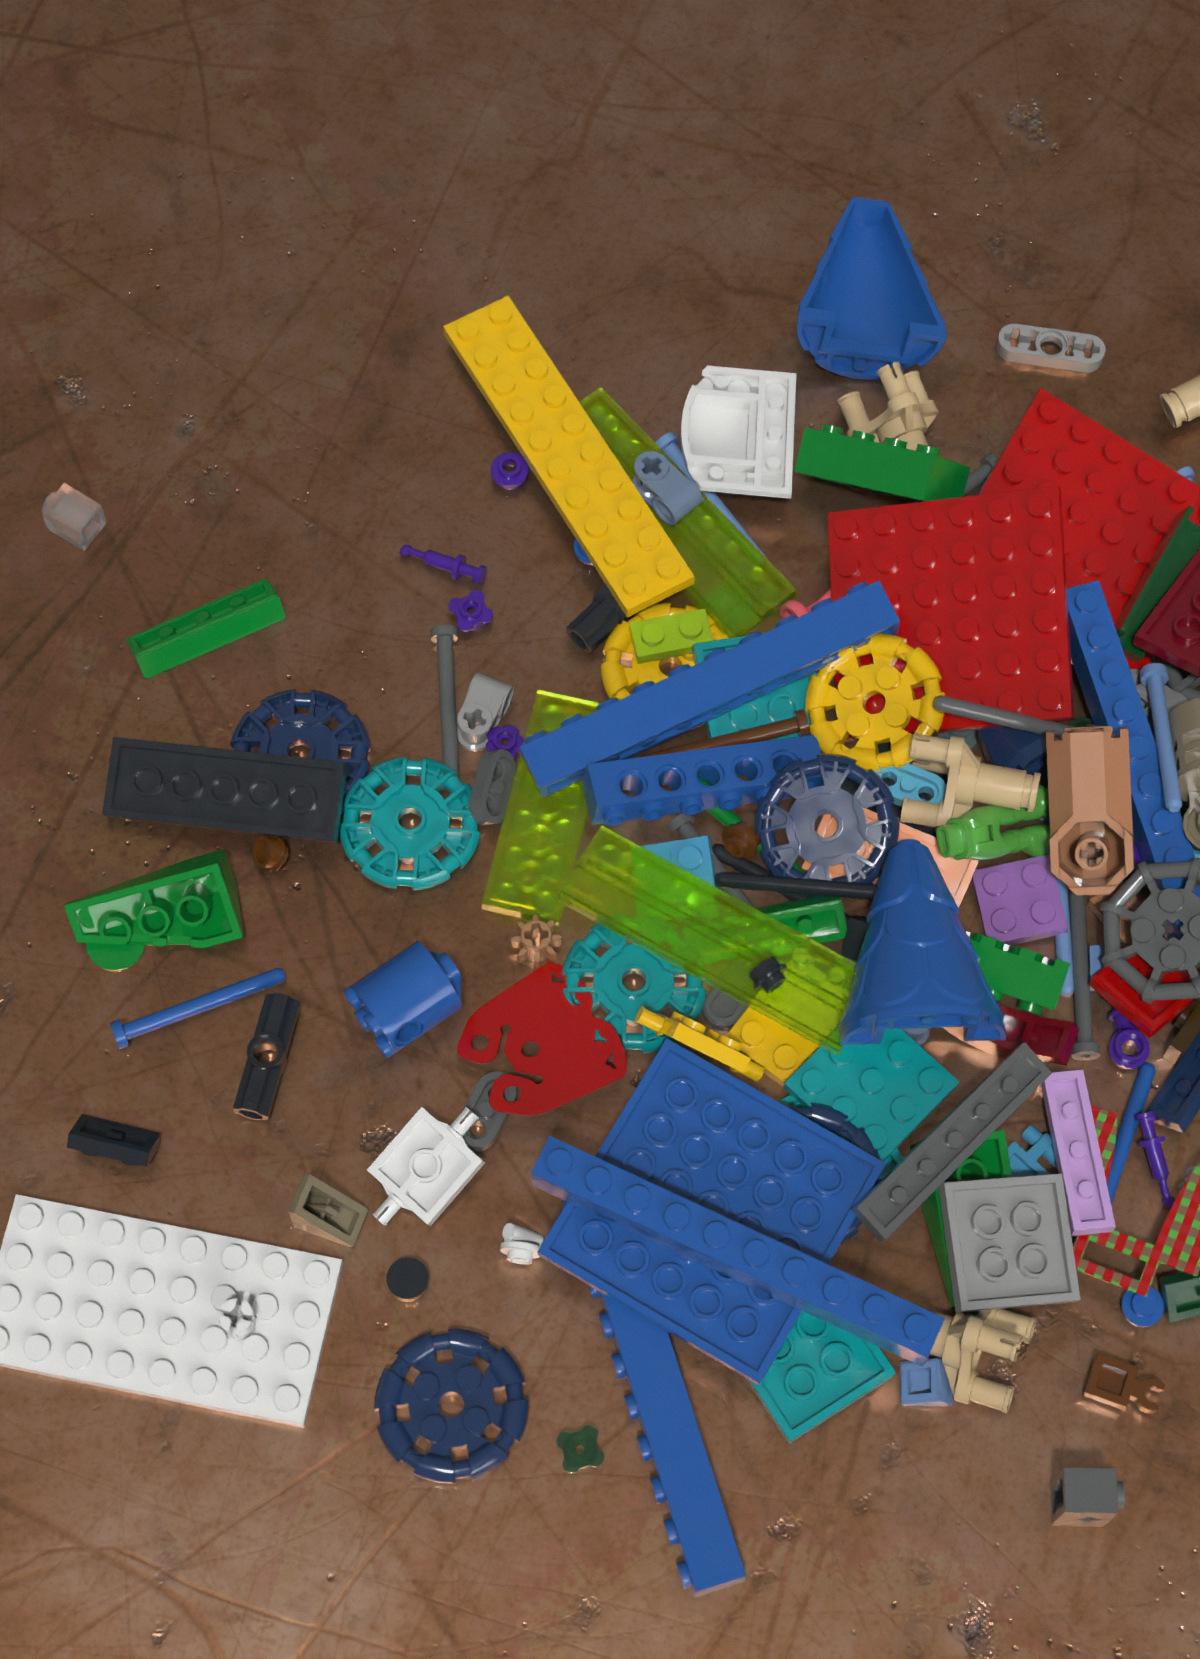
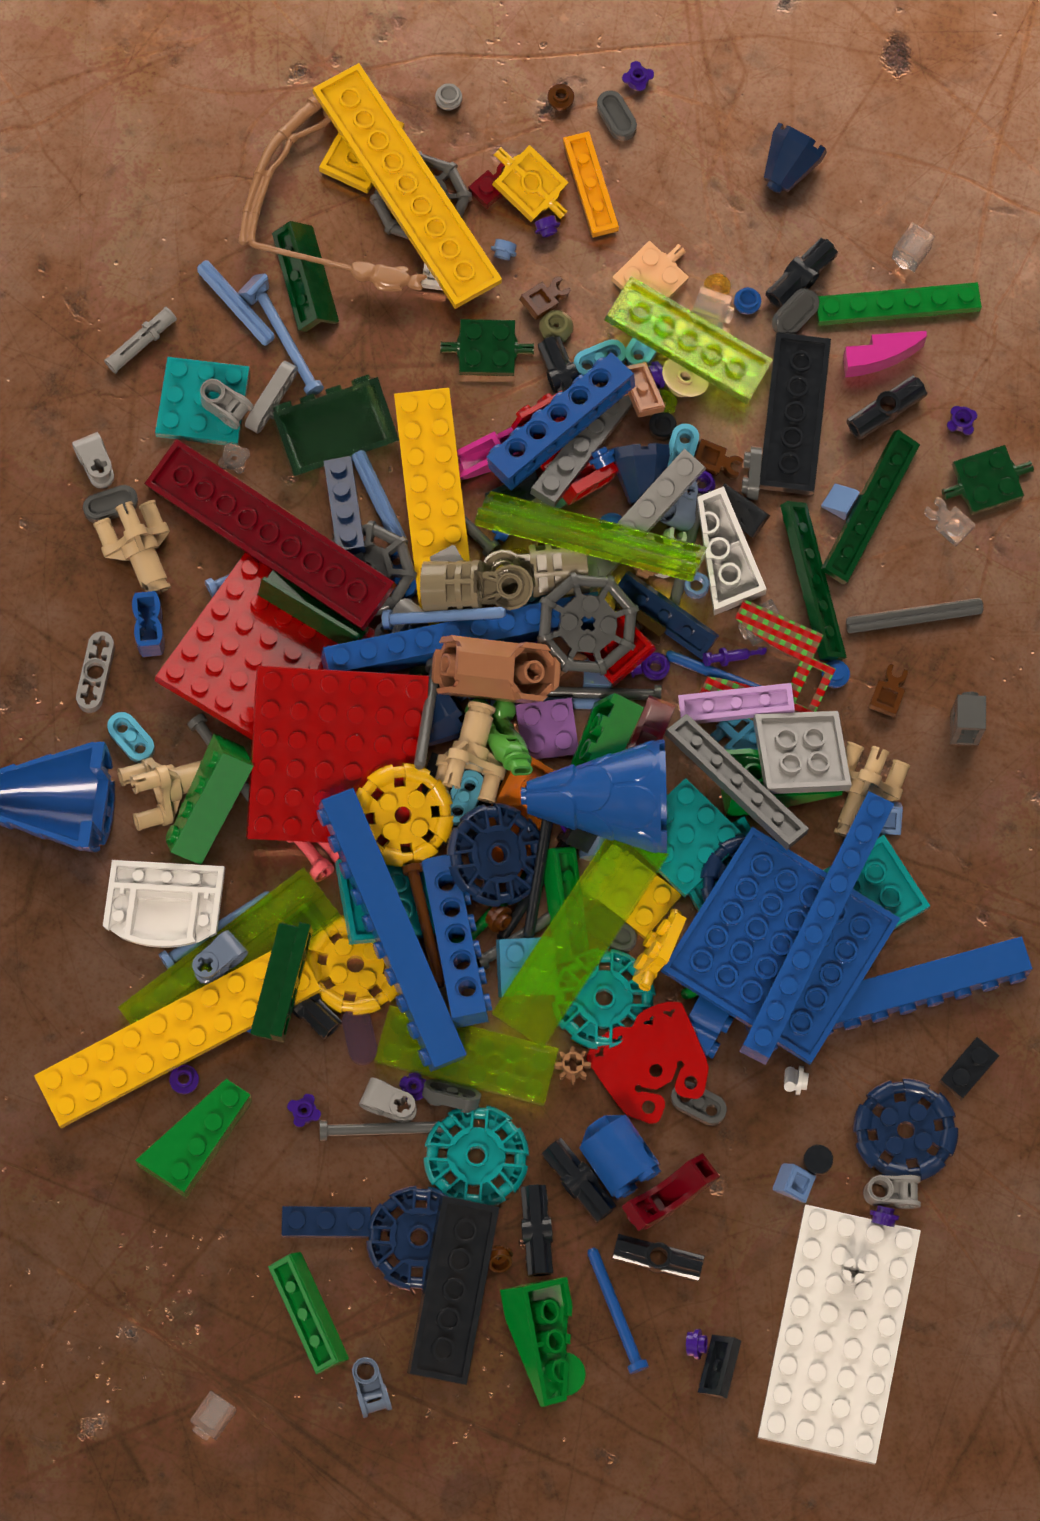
camera: 90 degrees left, 5 degrees up
(100, 698) = (370, 1389): none -> sand blue piece
(146, 1109) = (696, 1344): none -> dark purple plate
(307, 899) = (536, 1230): none -> black piece
(323, 641) = (325, 1222): none -> dark blue plate
(323, 1371) = (884, 1216): none -> dark purple plate
(326, 1212) = (772, 1214): dark tan slope -> none
(350, 1065) = (671, 1193): none -> dark red arch
(359, 1387) = (899, 1191): none -> light grey piece
(375, 1247) = (794, 1182): none -> medium blue slope
(376, 947) = (579, 1180): none -> black piece
(426, 1166) = (740, 1144): white plate -> none
(429, 483) = (193, 1142): none -> green wedge
(456, 566) = (262, 1128): dark purple piece -> none
(546, 1502) = (969, 1068): none -> black plate
(572, 675) = (359, 1037): none -> tile
(572, 1459) = (934, 1052): clear green plate -> none
(588, 1117) = (708, 1023): none -> blue brick
(631, 559) = (282, 981): none -> dark green panel
(669, 635) = (336, 960): lime plate -> none
(768, 975) = (617, 897): black plate -> none
(962, 392) = (132, 738): none -> medium azure plate
(1122, 397) = (148, 624): none -> blue brick

